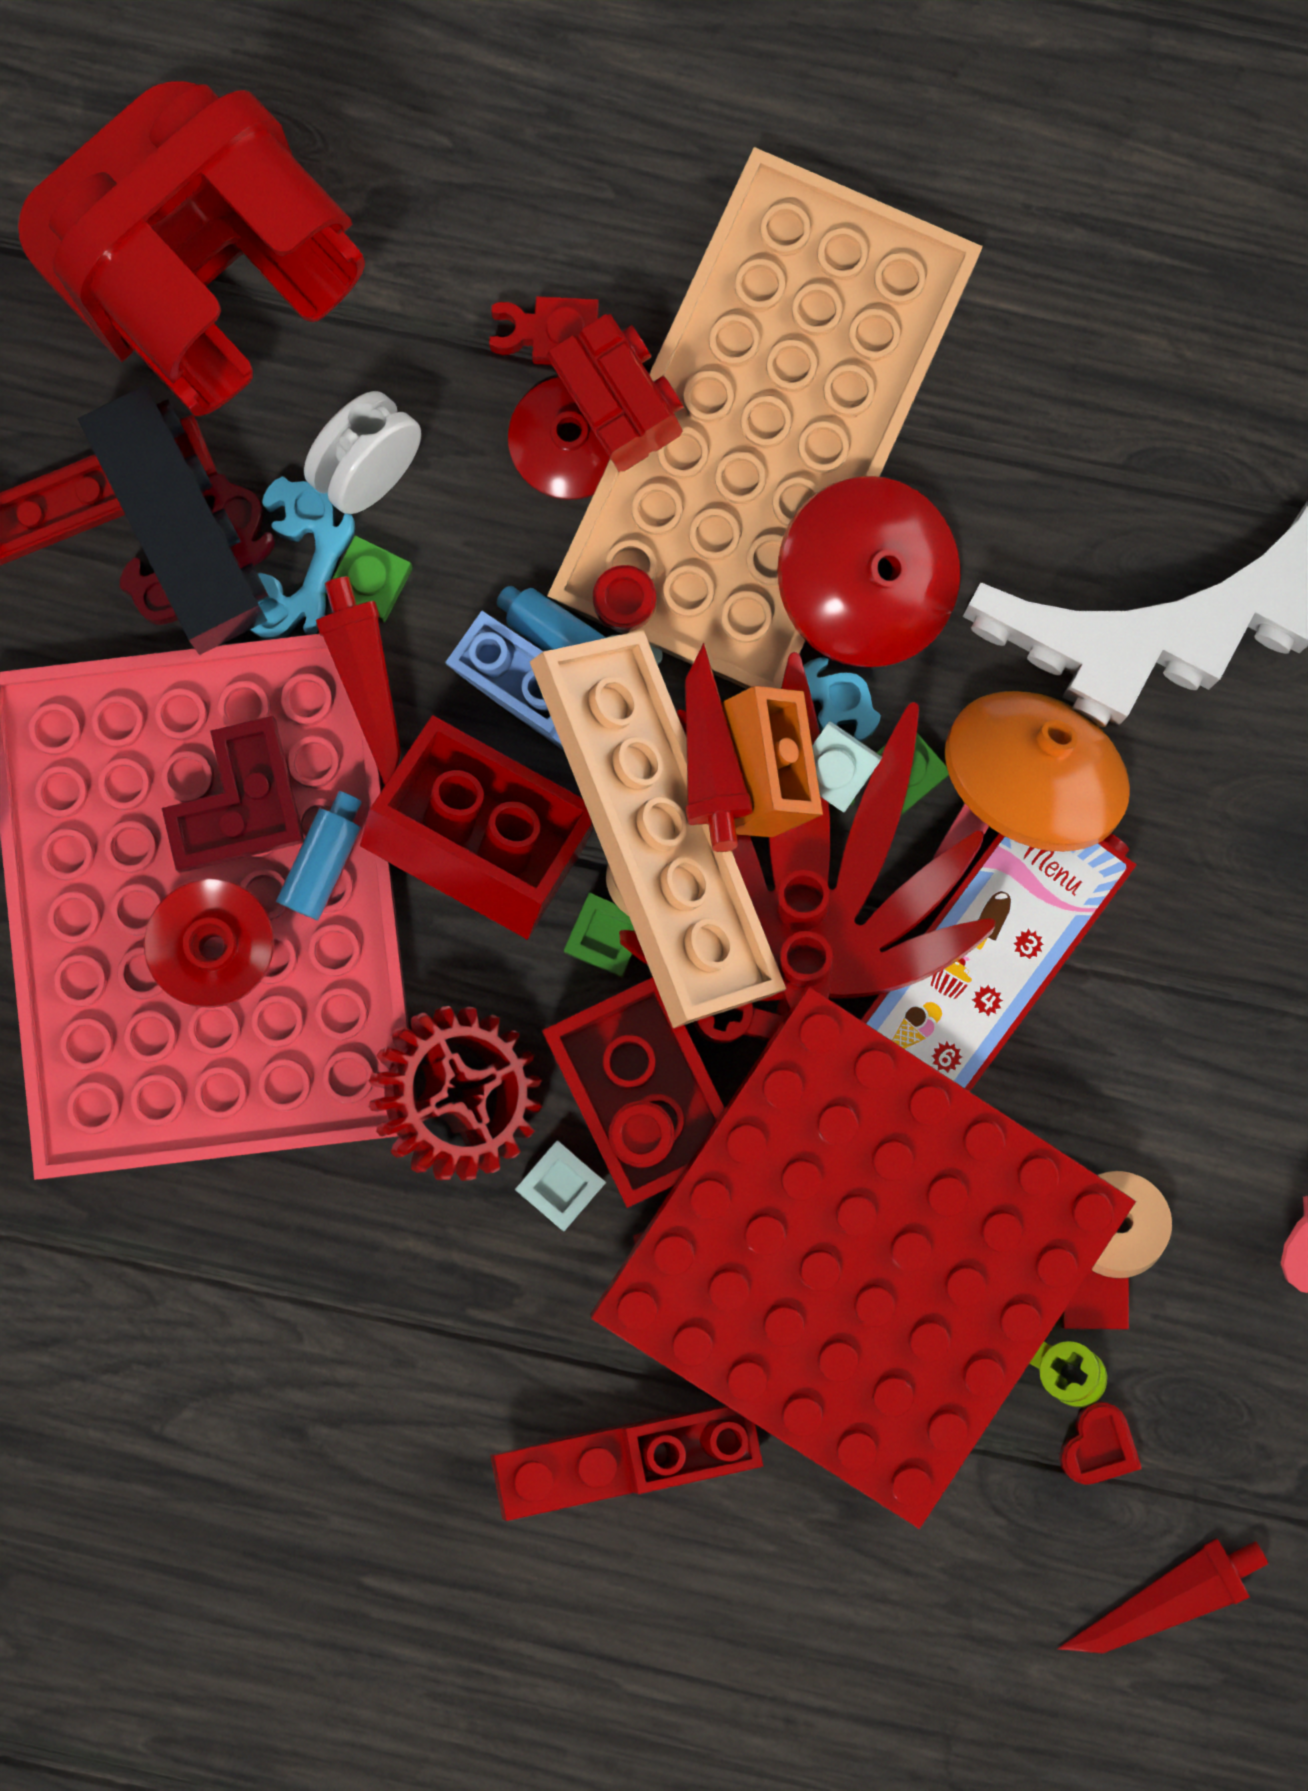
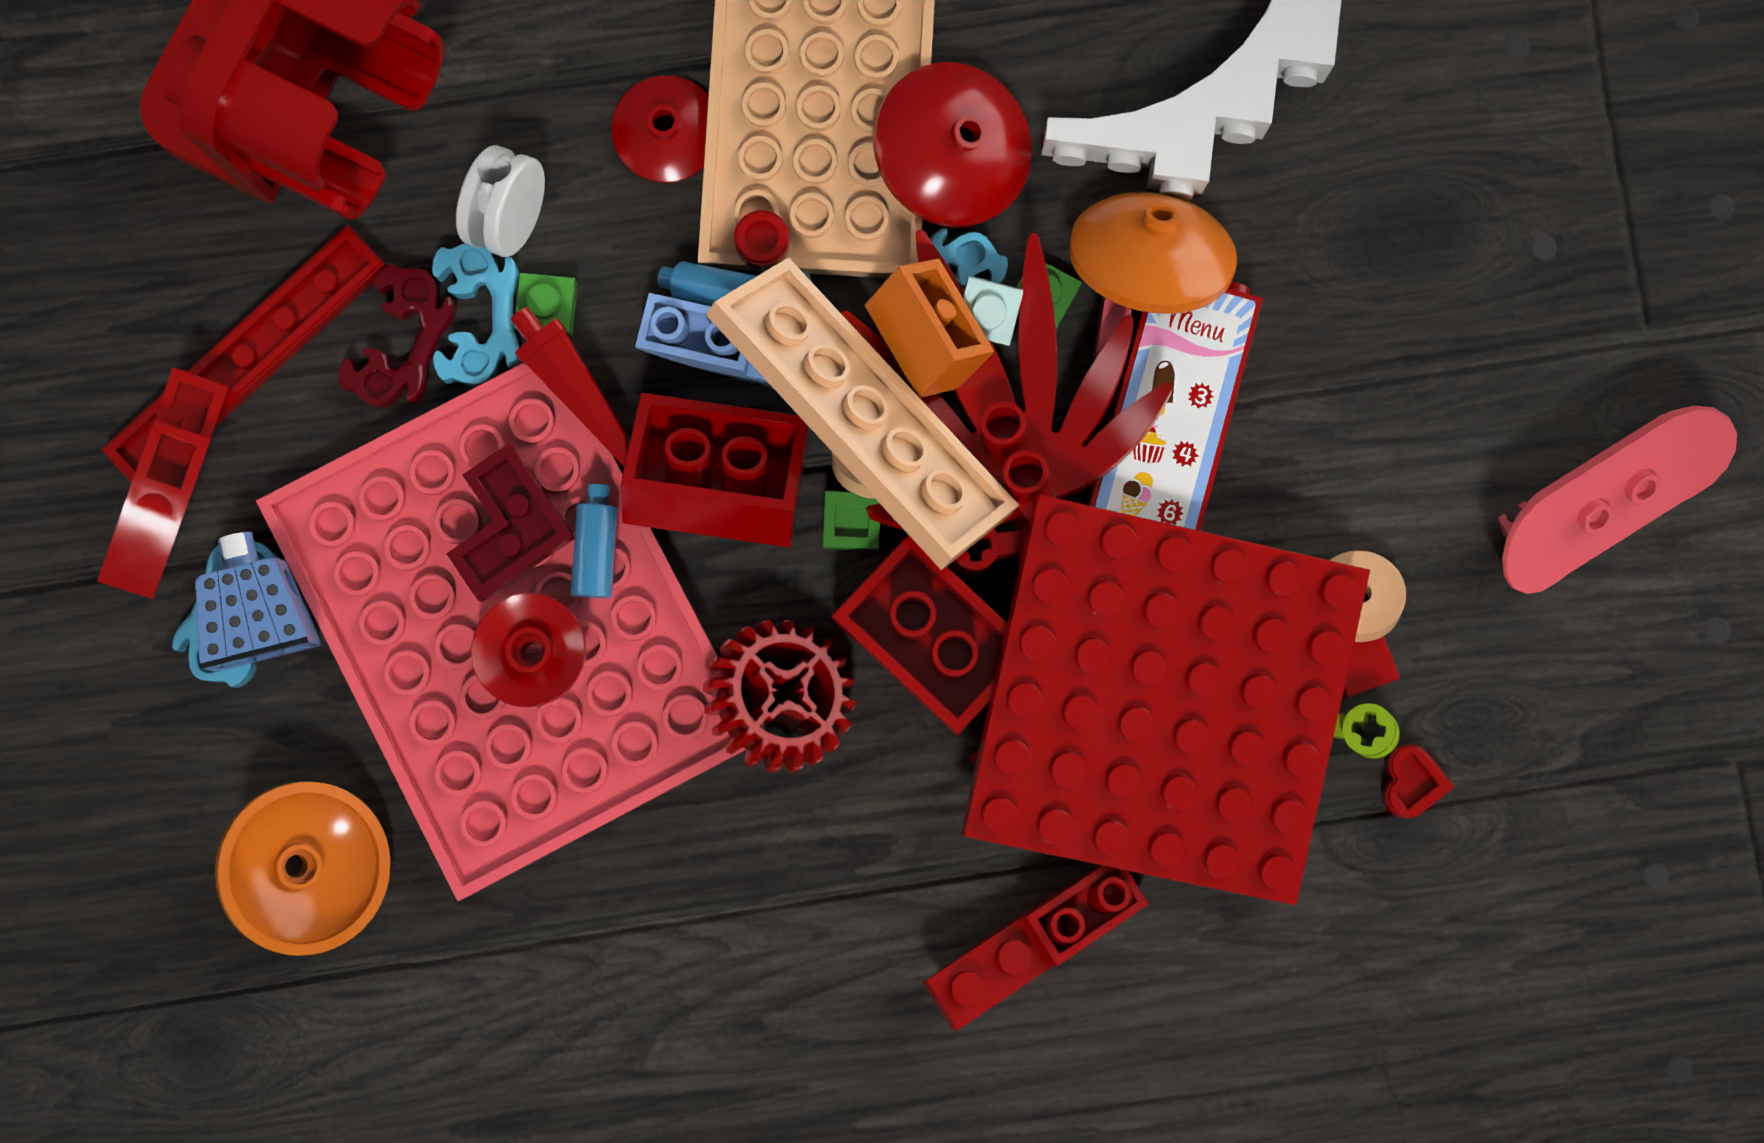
camera: 25 degrees left, 0 degrees up
(173, 519) = (365, 313): black brick -> none
(551, 324) = (624, 46): red plate -> none
(560, 1185) = (894, 739): light aqua plate -> none
(616, 392) = (691, 73): red brick -> none
(641, 1134) = (947, 669): red tile -> none
(713, 771) = (892, 351): red bar -> none
(1187, 1591) = (1529, 871): red bar -> none

